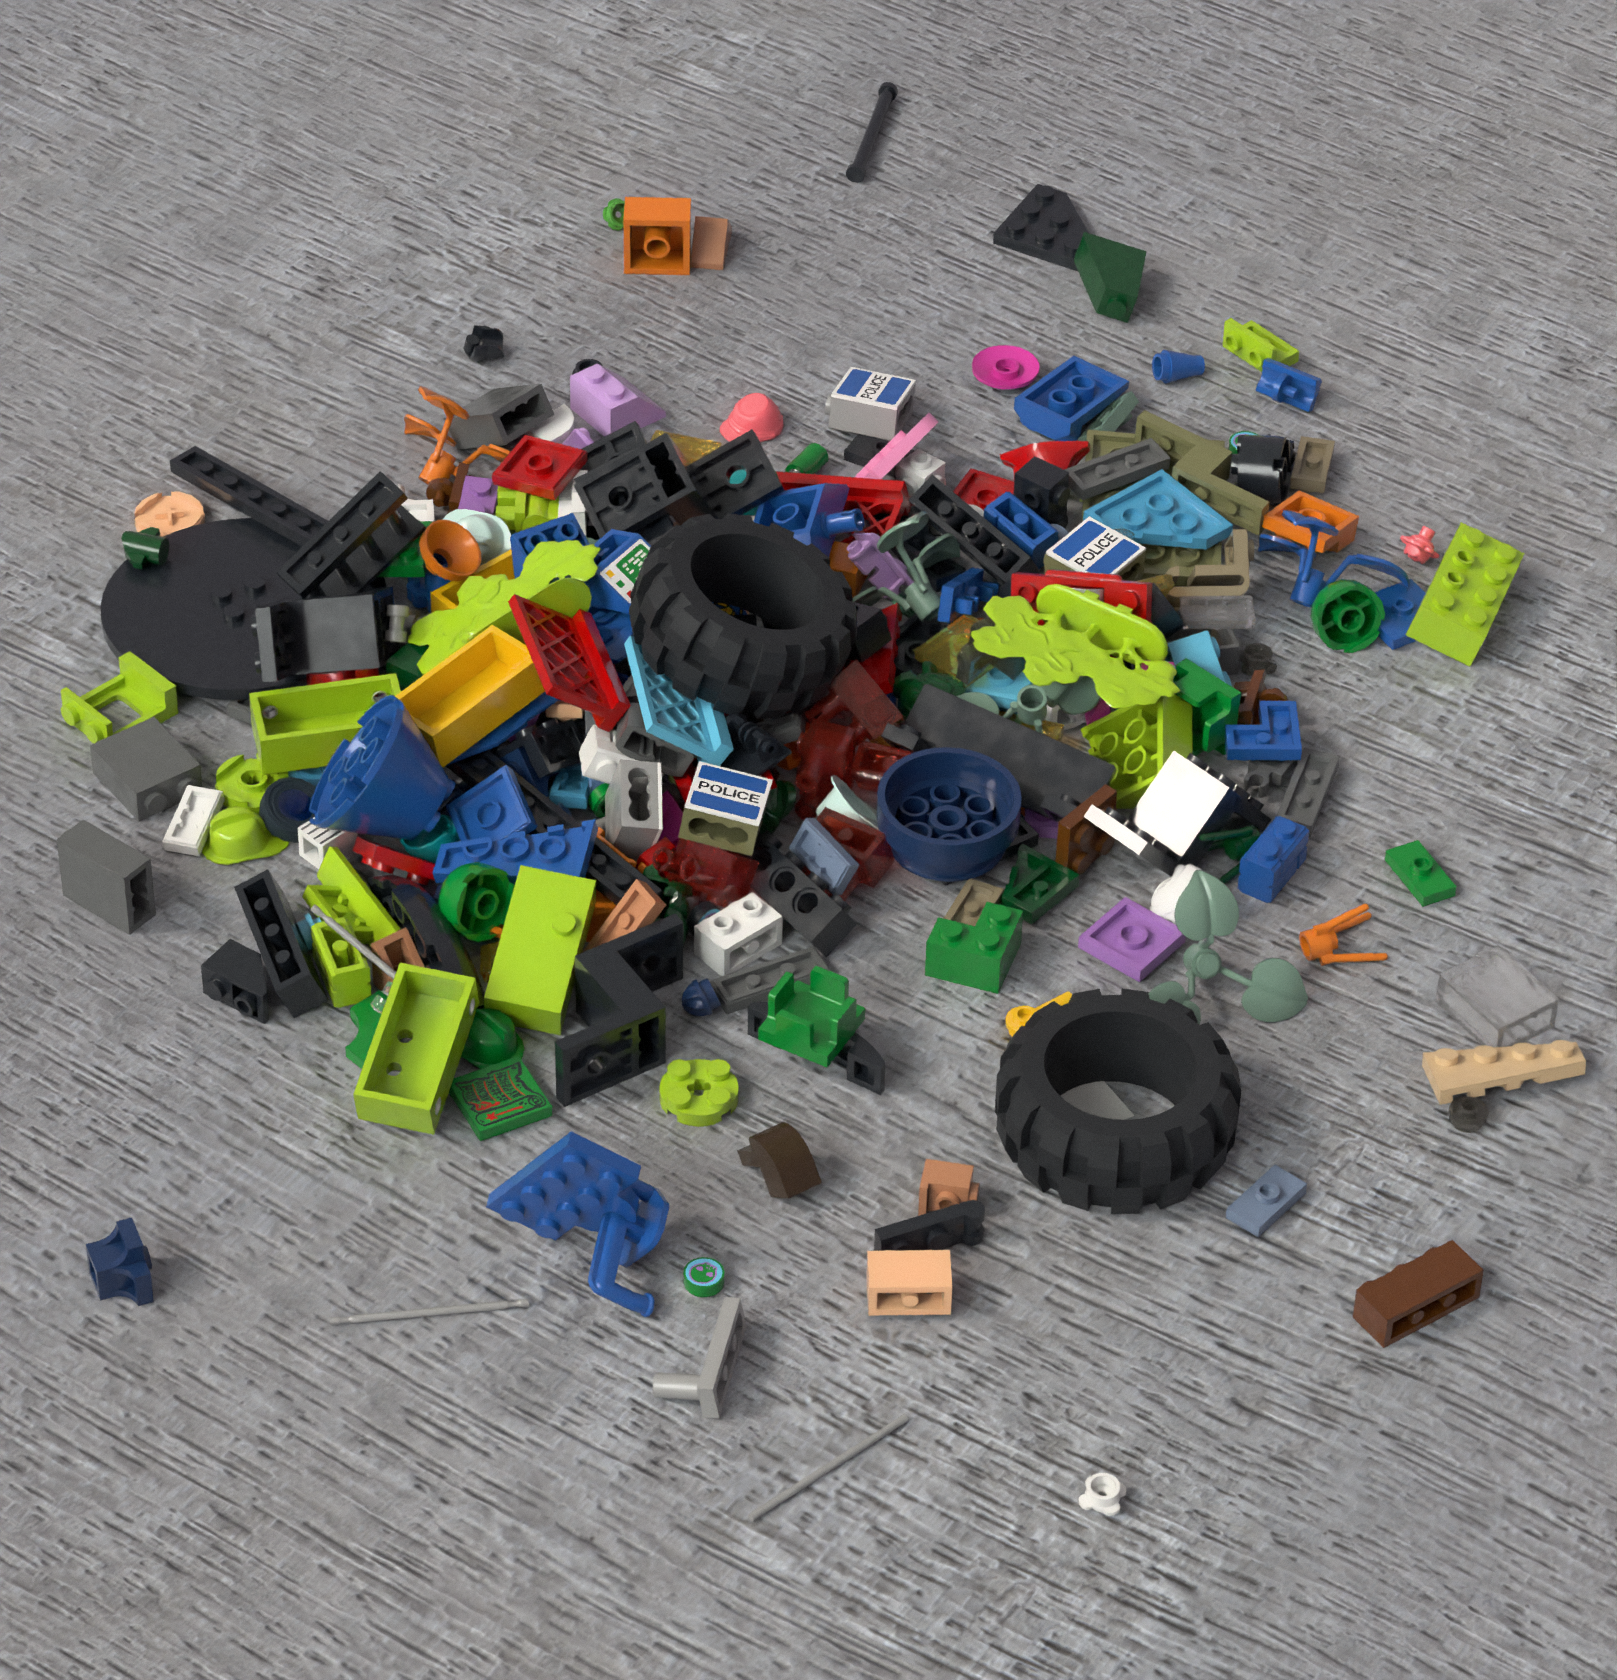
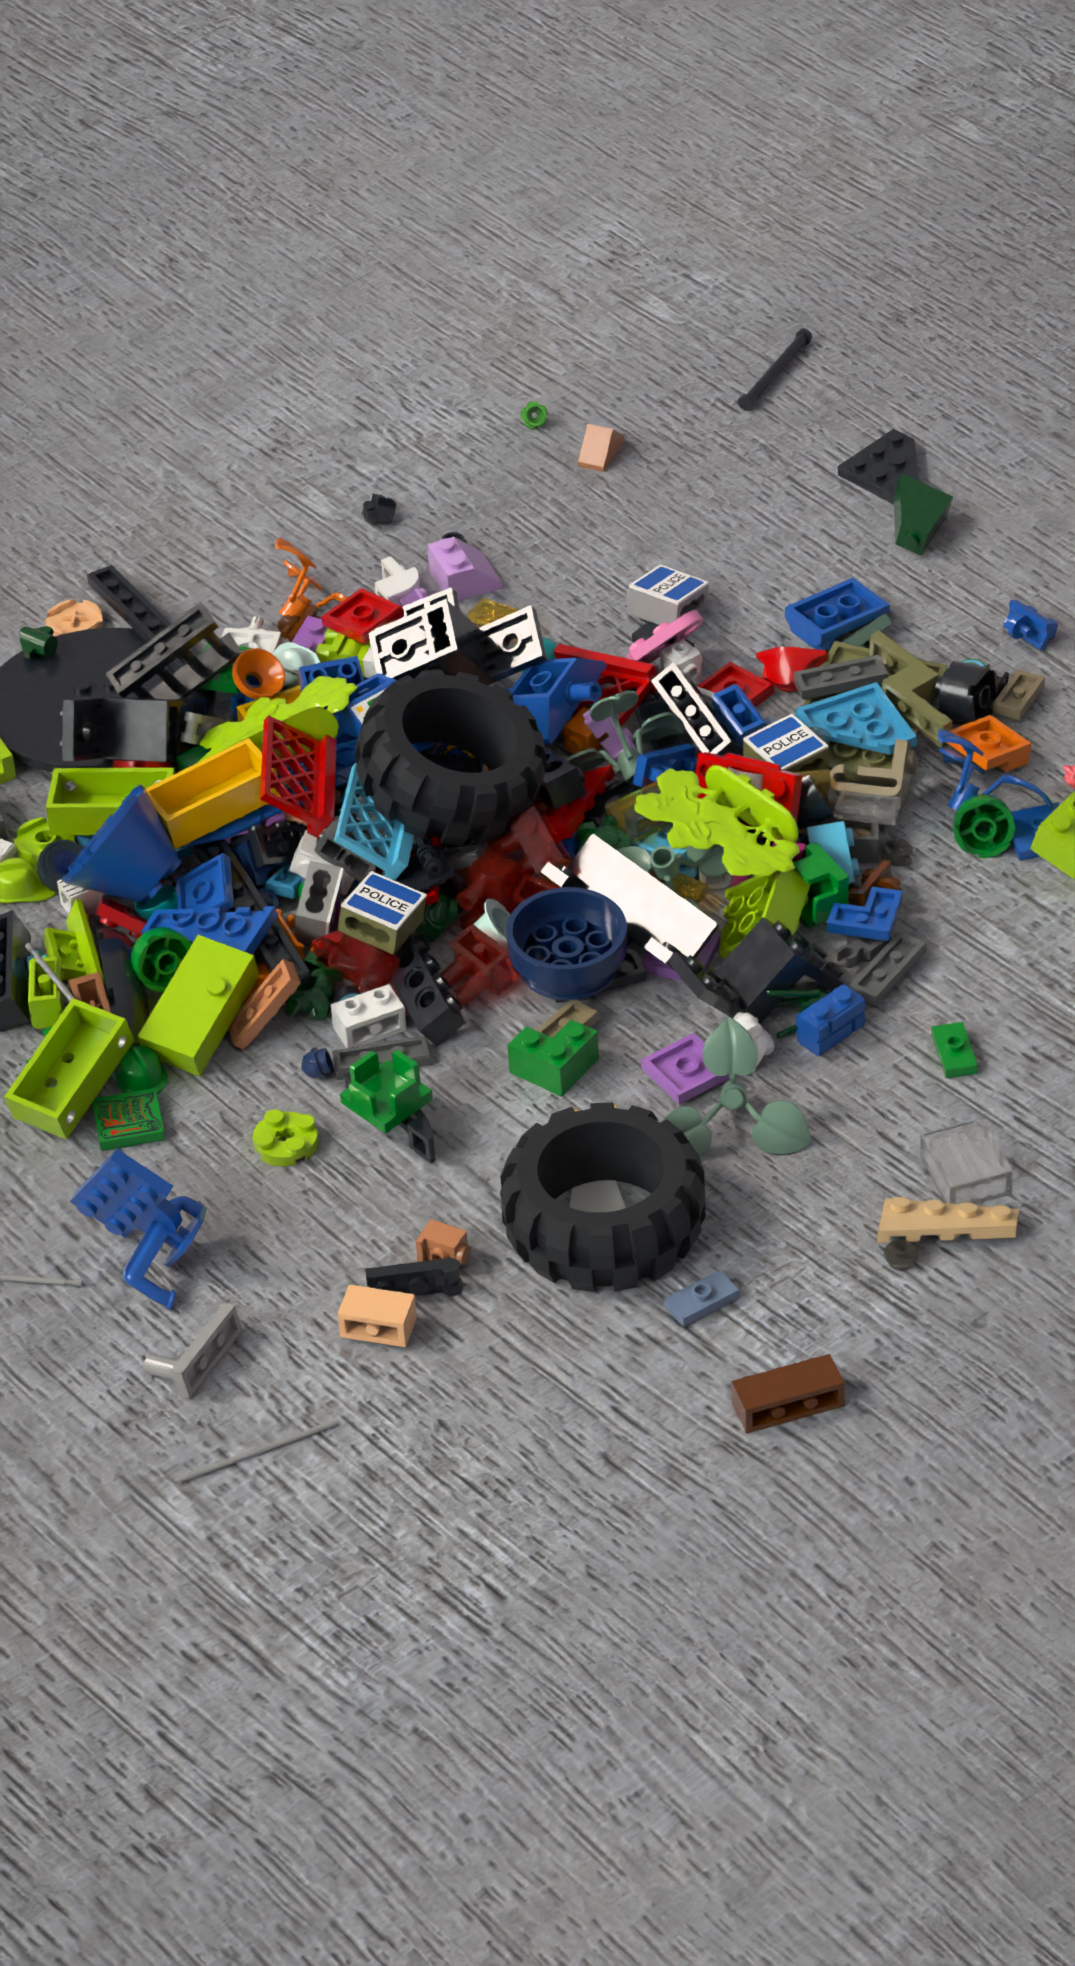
camera: 20 degrees right, 0 degrees up
(501, 416) = (358, 570): dark grey brick -> none
(620, 1010) = (242, 1083): black bracket -> none
(657, 235) = (550, 436): orange brick -> none
(703, 1277) = (224, 1285): green tile -> none
(753, 412) = (569, 600): coral hat -> none
(782, 1160) = (319, 1202): dark brown brick -> none
(809, 460) = (598, 639): green piece -> none
(824, 855) = (455, 963): sand blue plate -> none
(1005, 367) = (794, 580): dark pink dish -> none
(1037, 884) = (627, 1013): dark green wing -> none
(1044, 490) = (768, 689): black brick -> none
(1081, 840) = (665, 985): reddish brown plate -> none
(1102, 1494) = (460, 1509): white plate -> none
(1174, 366) = (941, 597): blue cone -> none
(1256, 343) = (1017, 585): lime bracket -> none
(1322, 939) = (841, 1093): orange plant -> none

